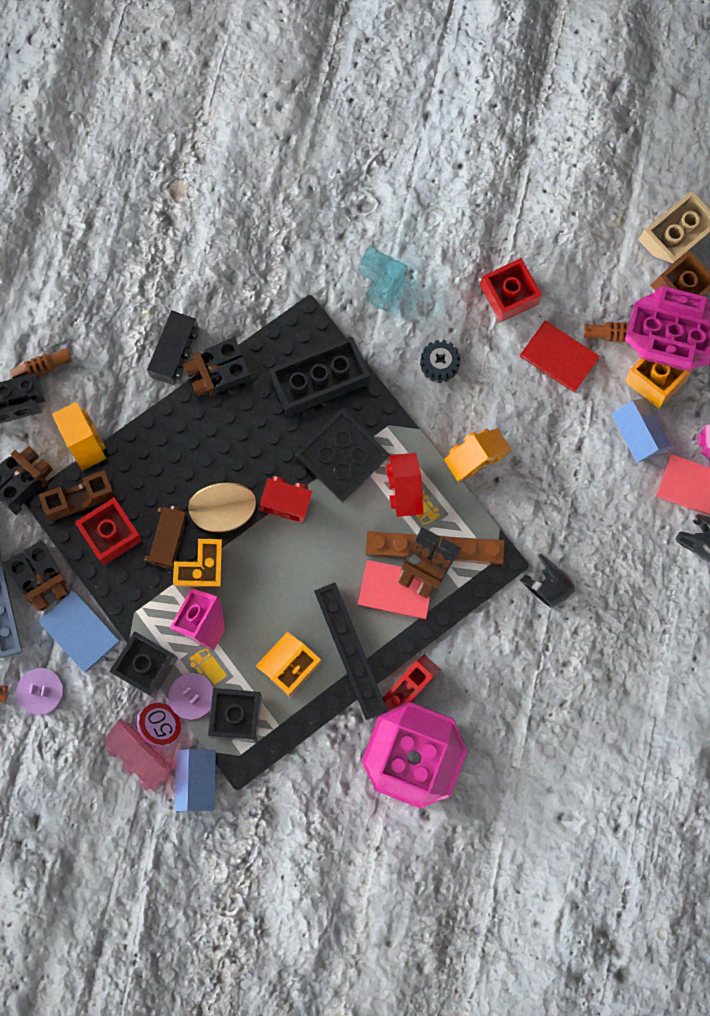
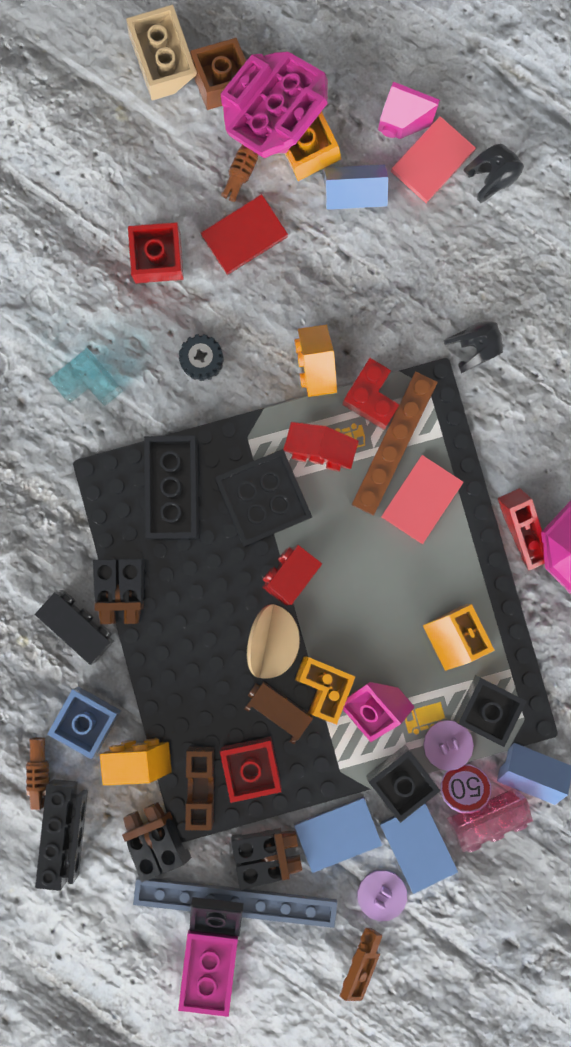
camera: 65 degrees left, 10 degrees up
(92, 705) = (419, 849): none -> medium blue tile
(97, 384) = (84, 722): none -> medium blue brick
(350, 651) = (468, 570): black plate -> none
(425, 569) = (411, 456): reddish brown hips -> none
(467, 504) = (365, 395): none -> red brick

